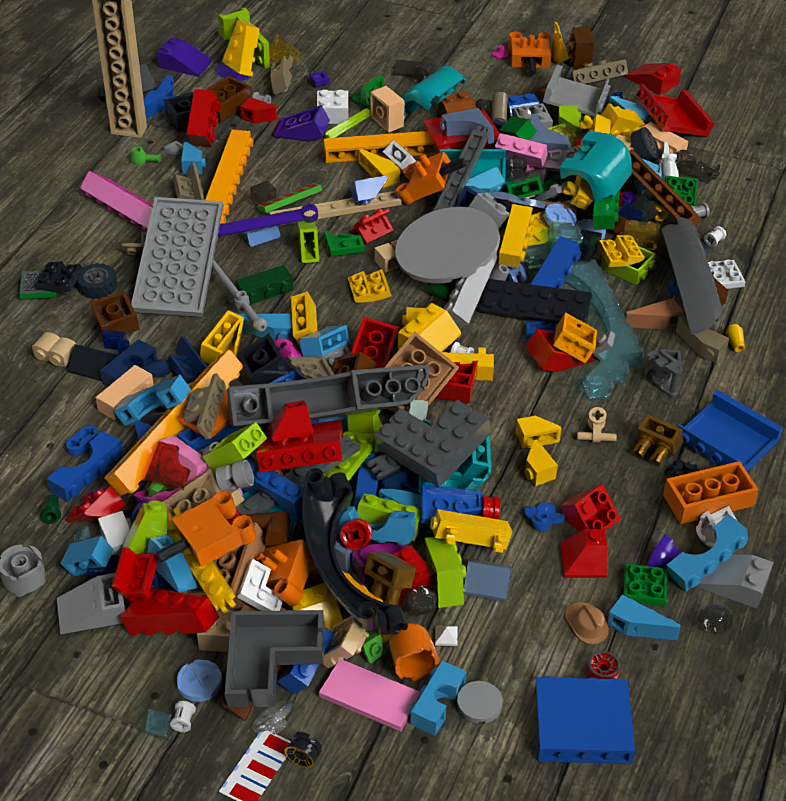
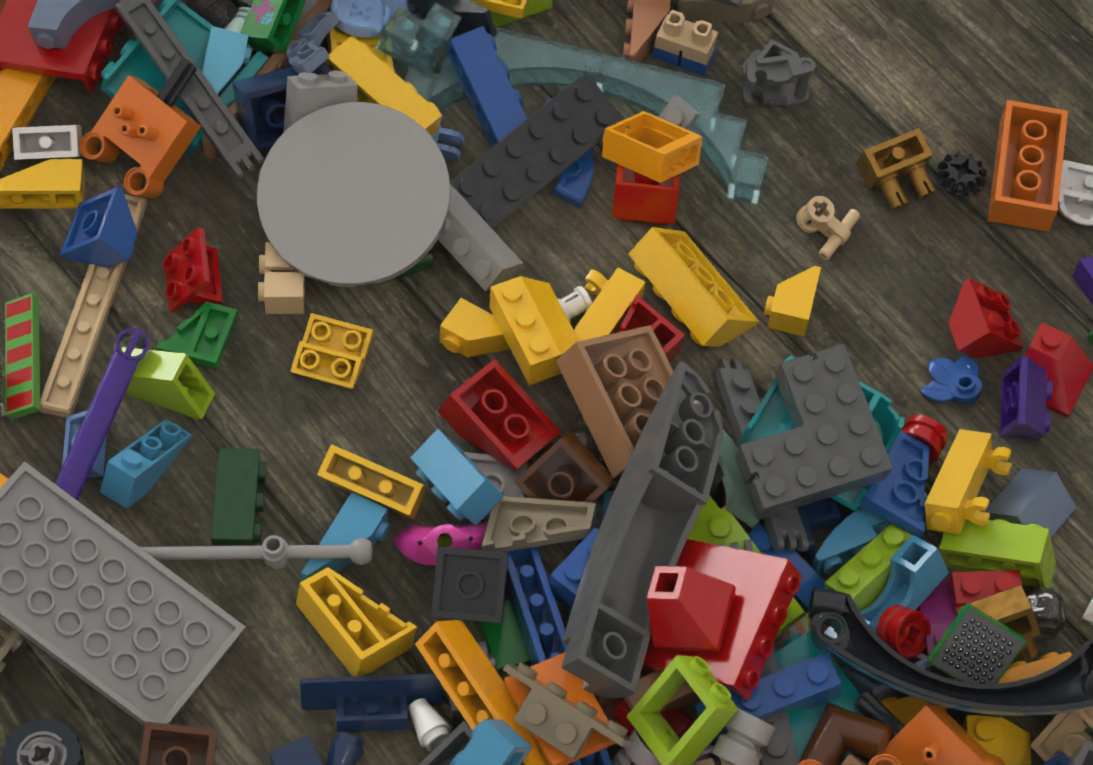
camera: 65 degrees left, 15 degrees up
(259, 250) = (142, 463): none -> dark azure slope
(361, 559) = (976, 648): none -> tile
(511, 390) = (691, 287): none -> yellow slope
(540, 465) = (862, 331): yellow slope -> none
(542, 533) = (1024, 401): none -> dark purple slope
(656, 330) = (686, 42): none -> tan hips
(731, 433) = (923, 80): blue panel -> none

